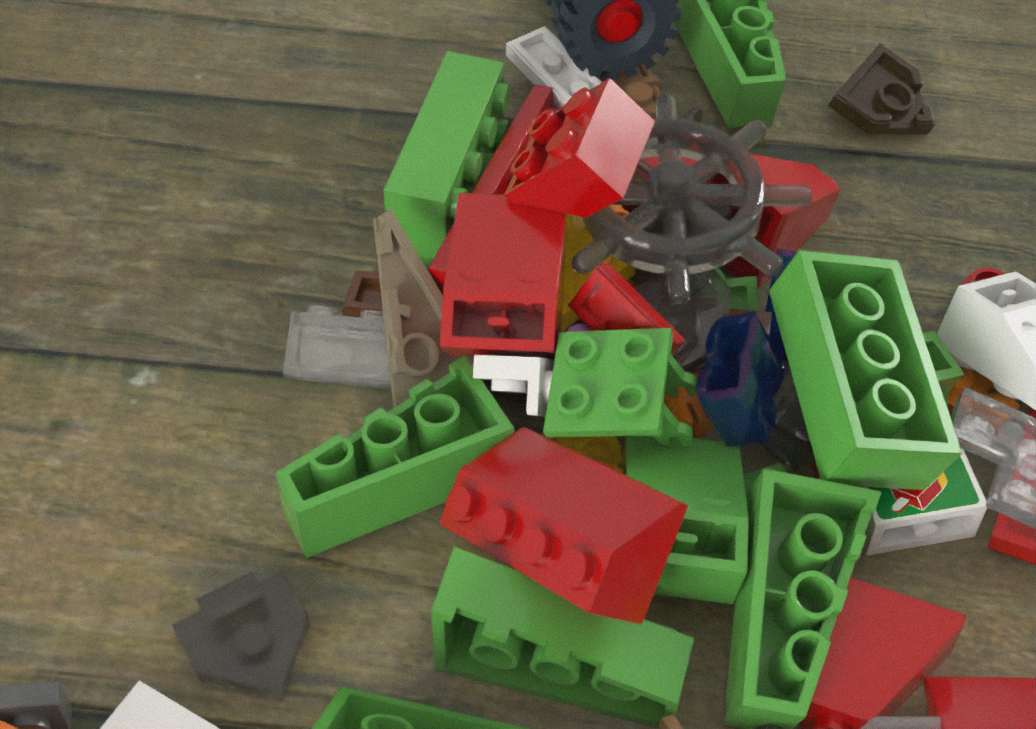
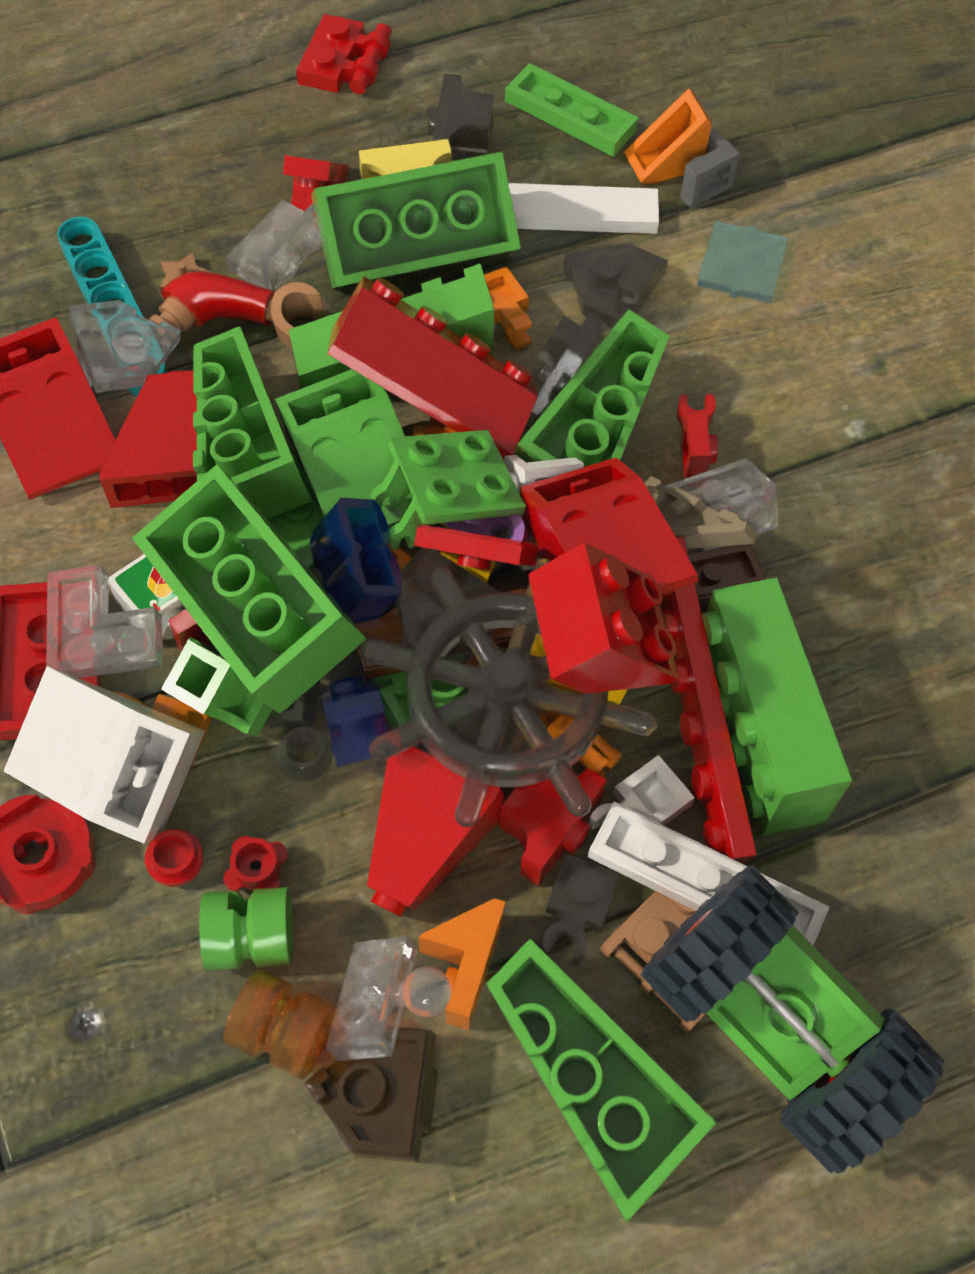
camera: 150 degrees right, 10 degrees up
(82, 602) = (742, 261): none -> clear light blue piece
(319, 405) = (696, 443): none -> red plate
(400, 510) = (563, 357): none -> clear smoke plate
(400, 663) = (509, 307): none -> orange plate
(790, 128) = (468, 942): none -> orange slope
(863, 130) = (374, 995): none -> clear plate
(922, 260) = (250, 850): none -> red plate
(927, 203) = (246, 928): none -> bright green wheel
(941, 147) = (279, 1023): none -> clear orange wheel

